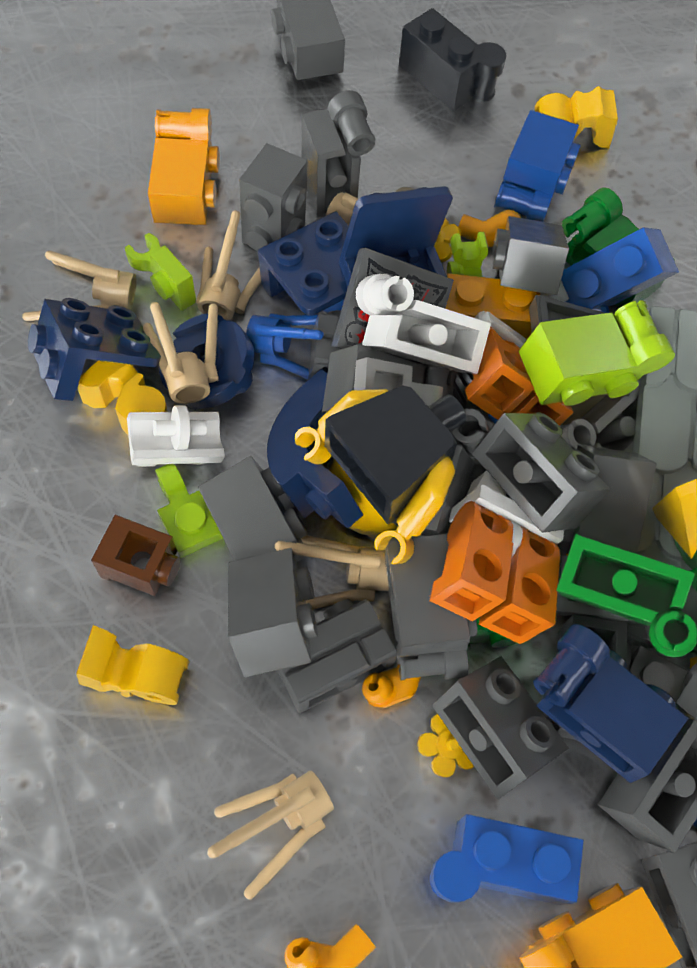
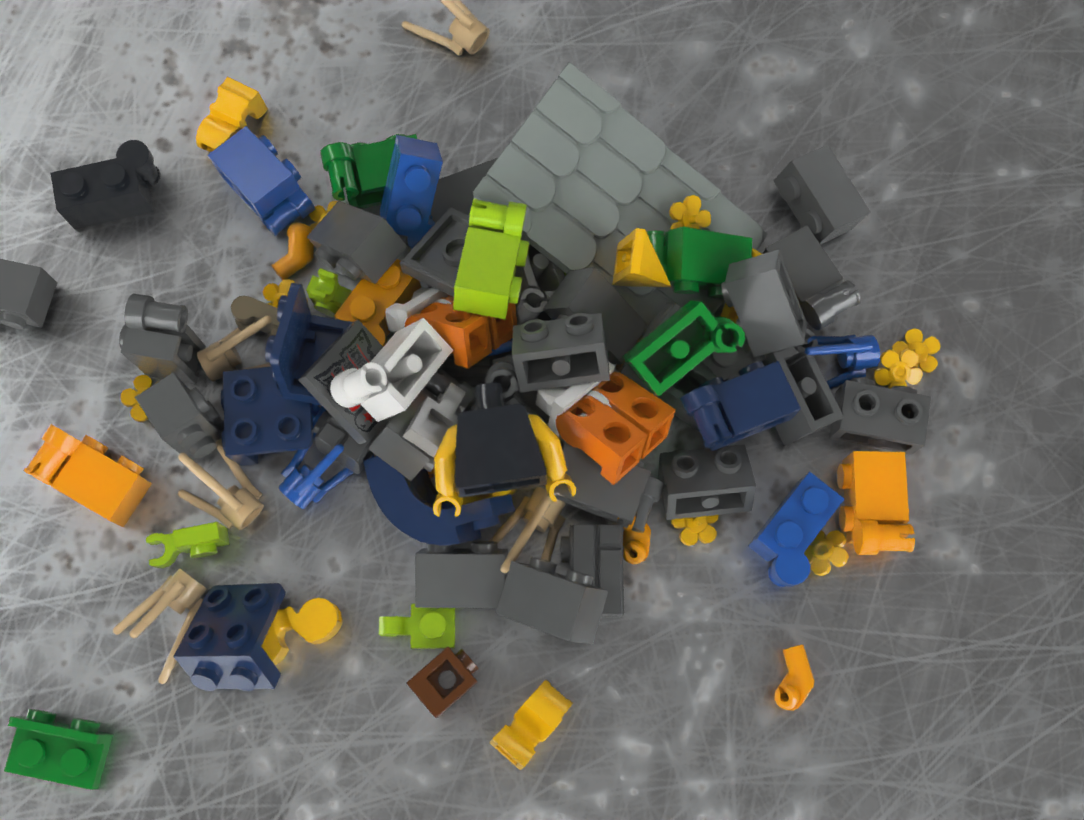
camera: 60 degrees left, 10 degrees up
(174, 437) = (361, 606): white hips -> none
(185, 373) = (312, 571): tan plant -> none
(233, 357) = (321, 533): dark blue plate -> none
(300, 802) = (690, 649): tan plant -> none
(502, 917) = (826, 550): none -> yellow plant

